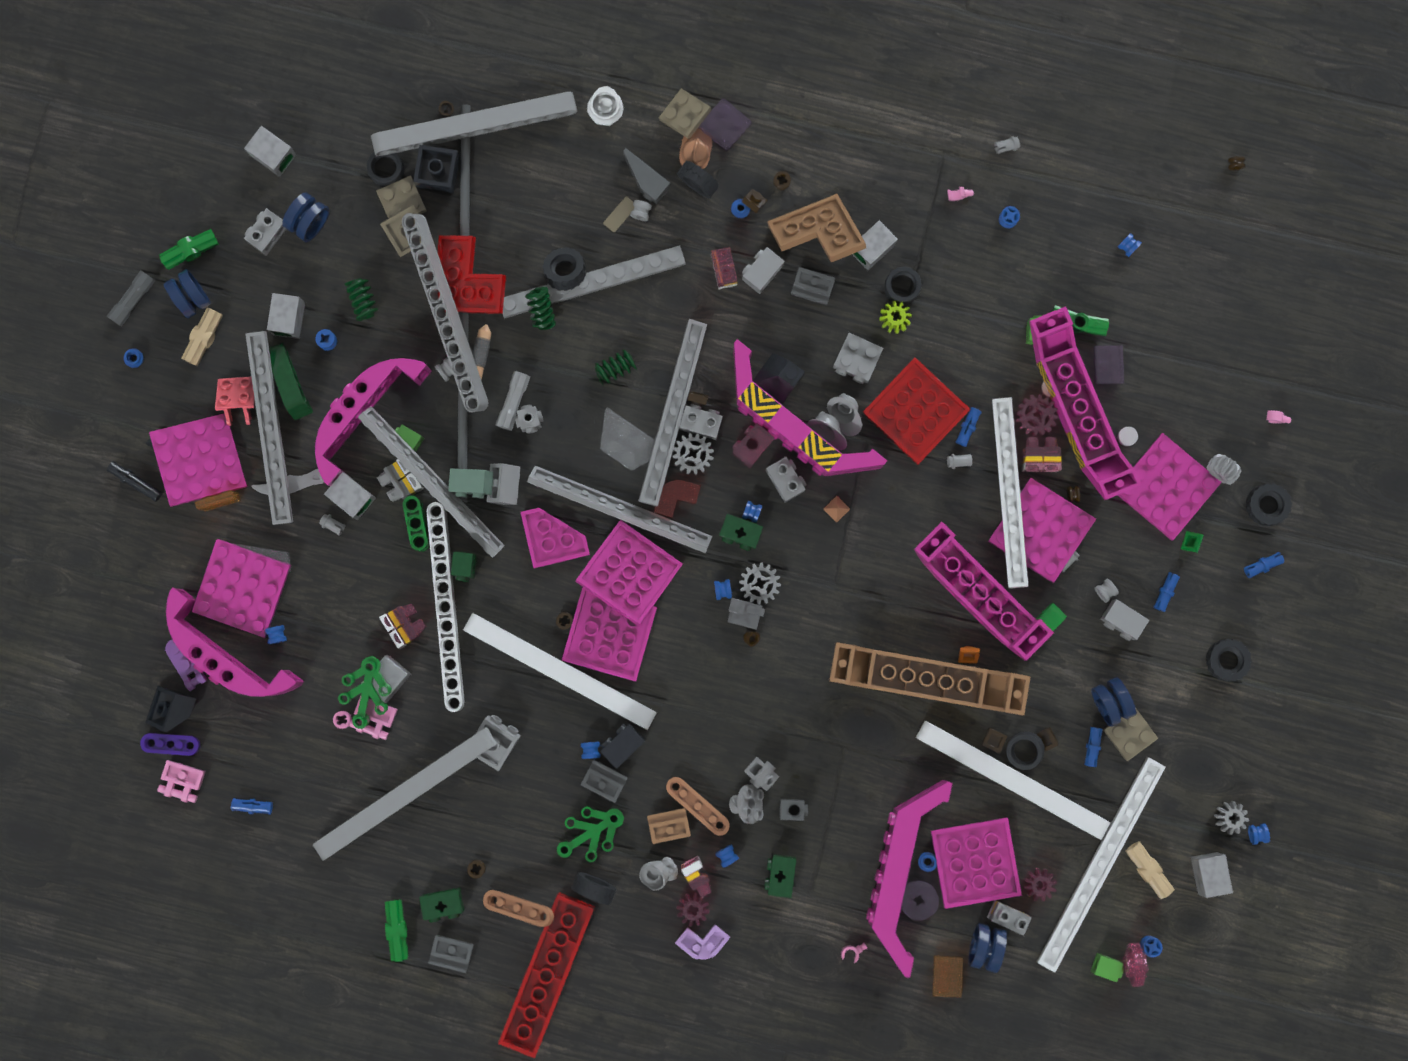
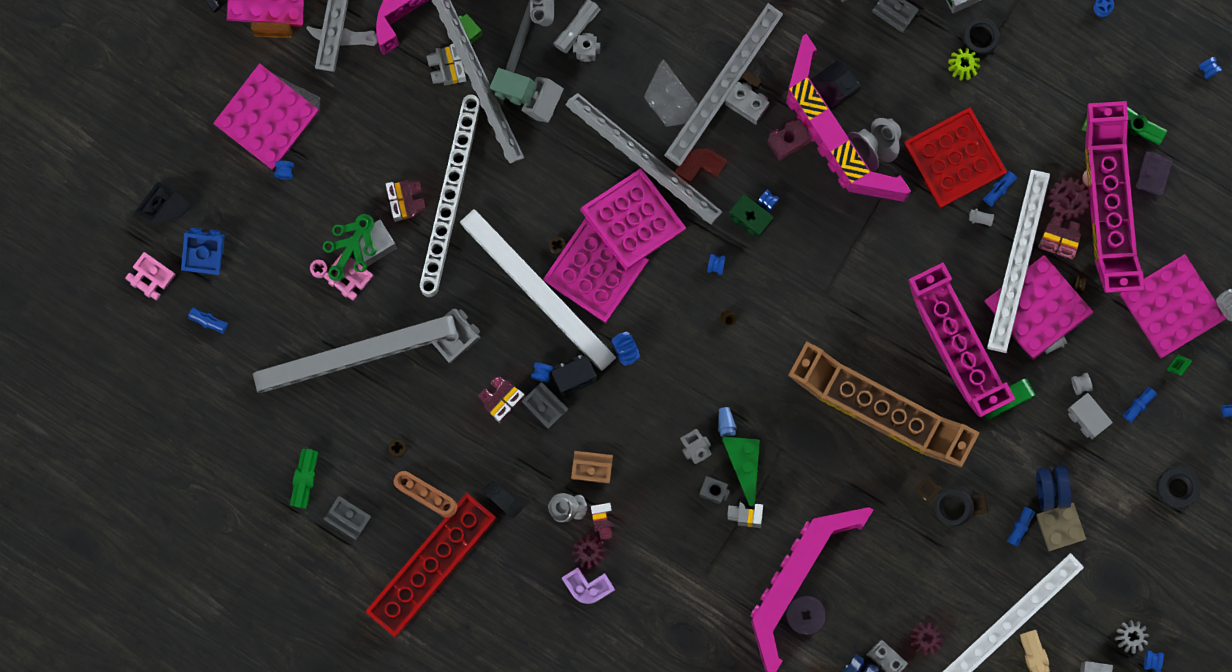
camera: 25 degrees right, 5 degrees down
(162, 744) = (144, 235): dark purple plate -> none
(184, 666) = (190, 169): medium lavender plate -> none
(192, 641) = (205, 151): dark pink slope -> none
(223, 740) = (202, 251): none -> blue plate
(332, 524) = (366, 82): light grey pin -> none
(349, 496) = (395, 64): flat silver piece -> none
(422, 531) = (448, 101): green beam -> none
(430, 903) = (344, 463): dark green brick -> none
(463, 566) = (480, 162): dark green brick -> none
(551, 539) = (570, 165): dark pink plate -> none
(556, 796) = (506, 392): none -> clear pink hips
(593, 831) = (518, 449): green plant -> none
(614, 366) = (683, 25): dark green piece -> none
(663, 701) = (625, 348): none -> blue gear
(697, 461) = (723, 132): light grey gear -> none
(697, 806) = (625, 457): nougat plate -> none
(727, 856) = (637, 513): blue wheel -> none
(745, 613) = (729, 293): flat silver piece -> none
(748, 804) = (674, 470): light grey plate -> none
(757, 575) = (746, 270): light grey gear -> none
(782, 740) = (726, 423): none -> medium blue cone
(786, 479) = (809, 181): light grey brick -> none
(787, 866) = (690, 539): dark green brick -> none
(811, 768) = (744, 458): none -> green wing
(832, 826) = (746, 517): none -> light grey hips
(836, 509) = (849, 225): nougat slope -> none
(857, 358) = (915, 91): light grey plate -> none
(858, 949) = (732, 643): bright pink piece -> none
(931, 866) = (831, 578): blue plate -> none
(968, 654) = (930, 401): orange slope -> none
(976, 863) = (872, 598): dark pink plate -> none
(1013, 780) = (933, 532): white beam -> none
(1127, 436) = (1150, 247): white tile -> none

